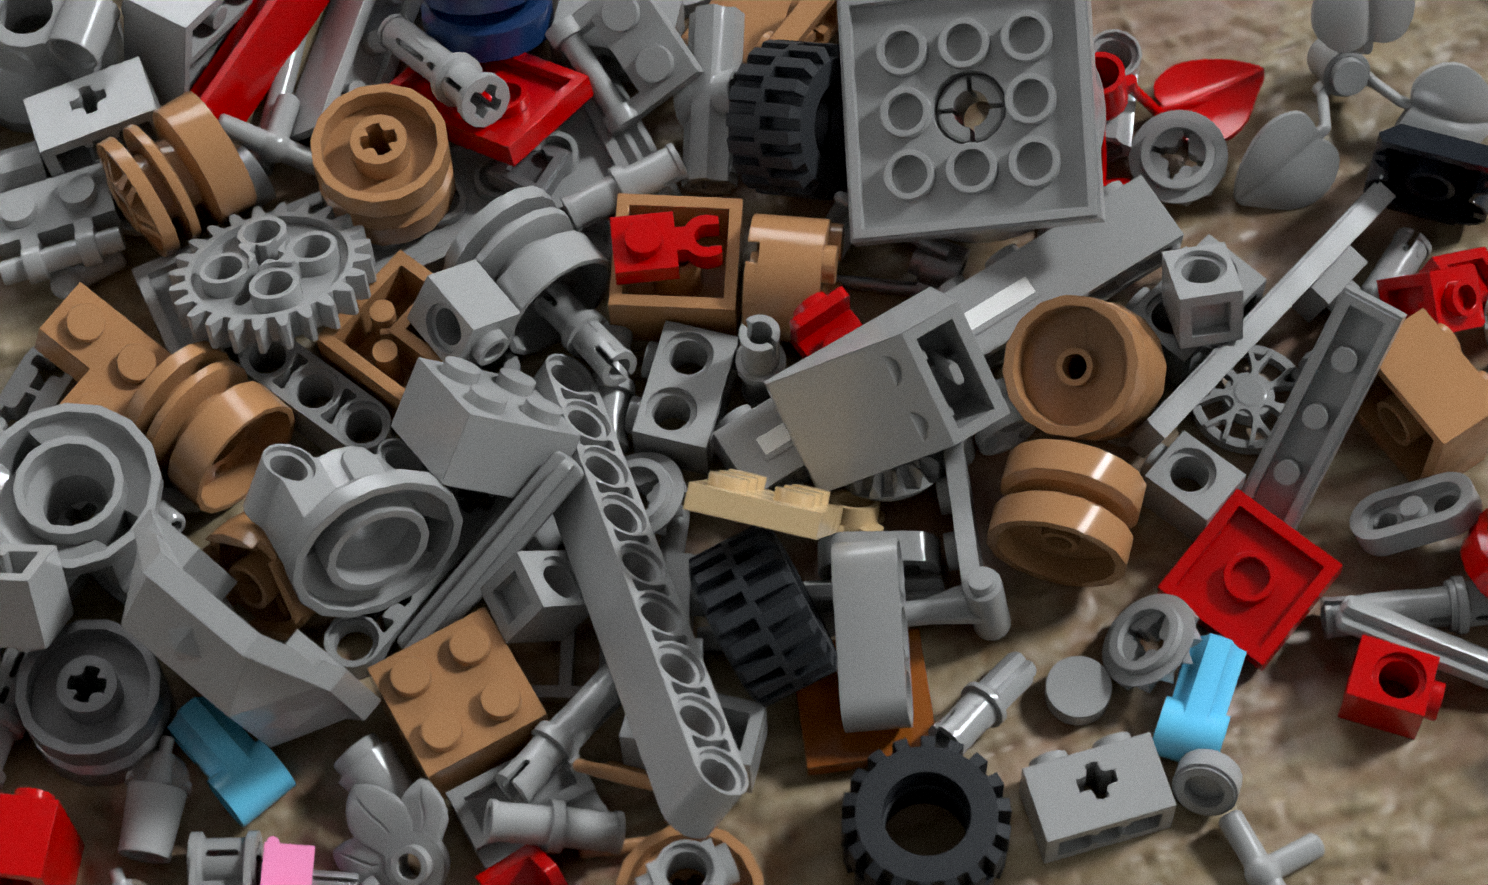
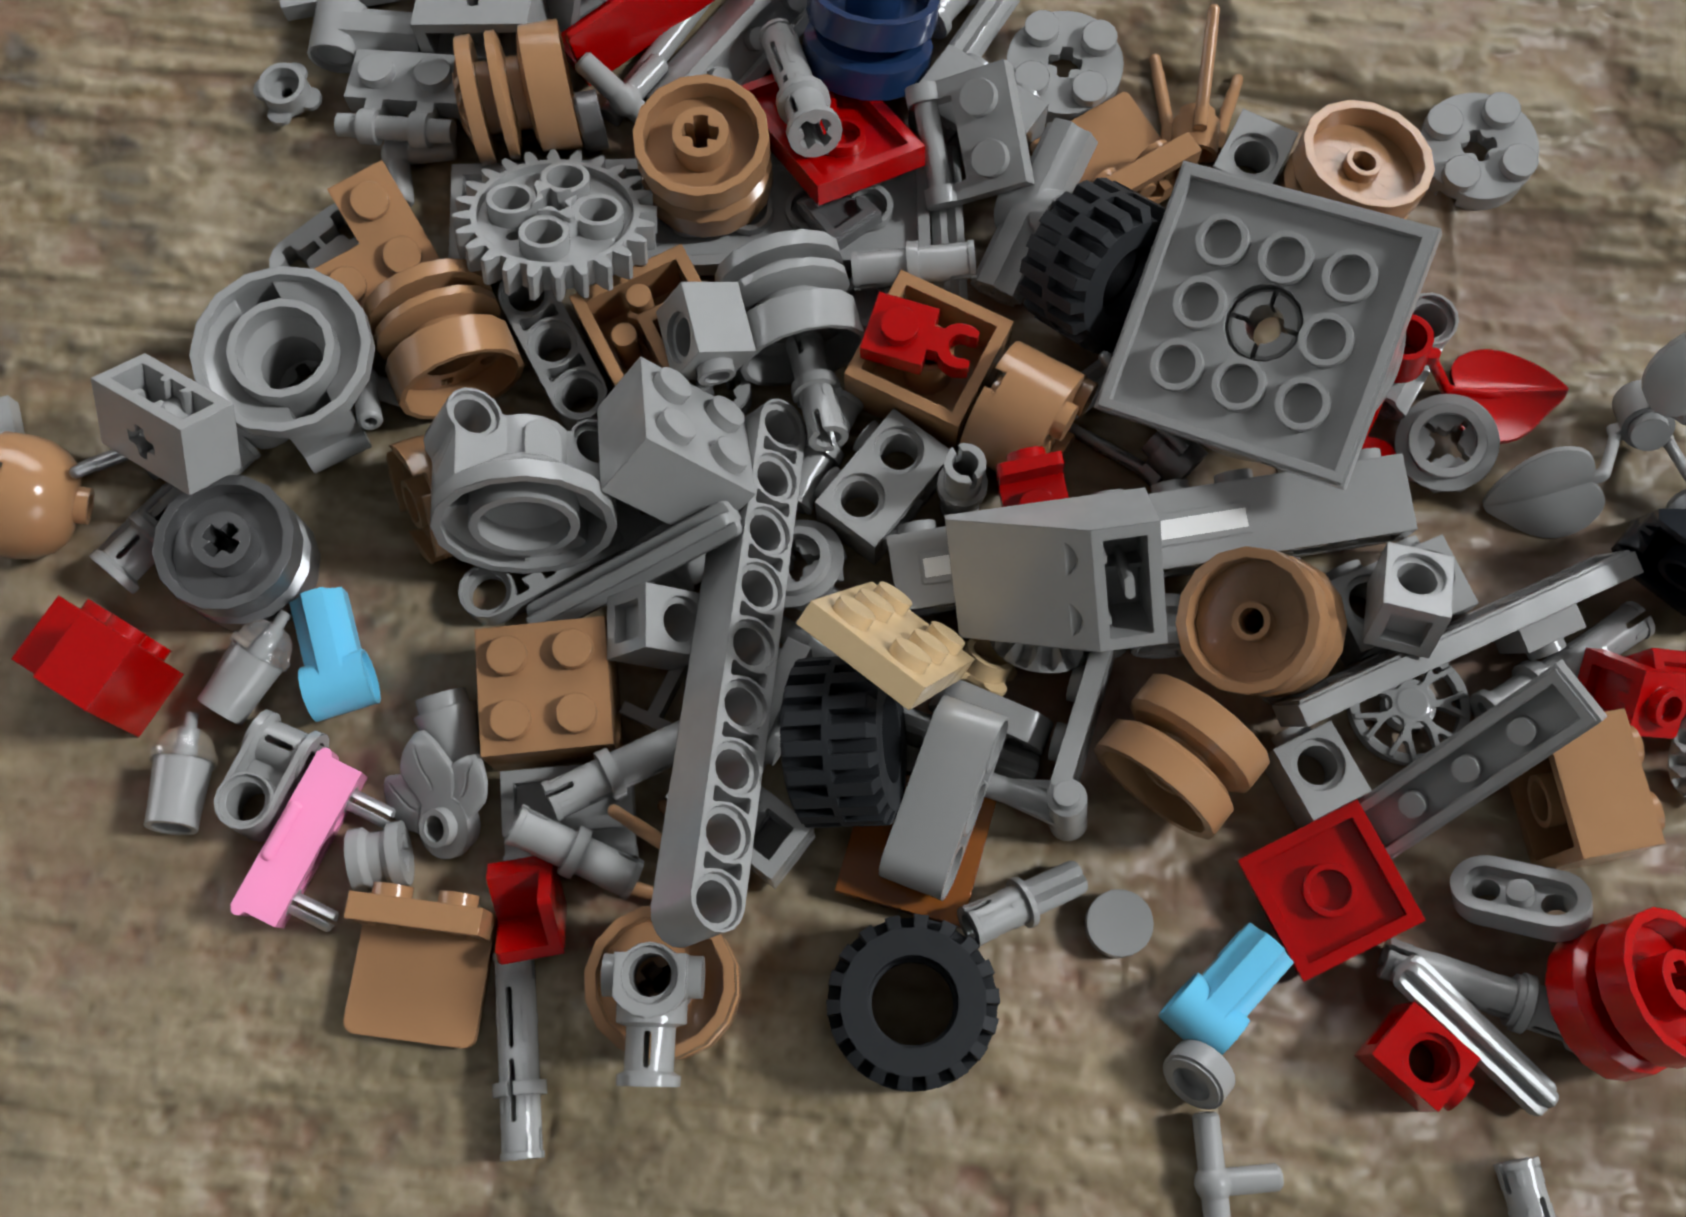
camera: 25 degrees right, 10 degrees up
(184, 619) = (345, 551): light grey piece -> none
(1073, 820) = (1123, 1062): light grey brick -> none
(1150, 619) = (1226, 892): light grey gear -> none

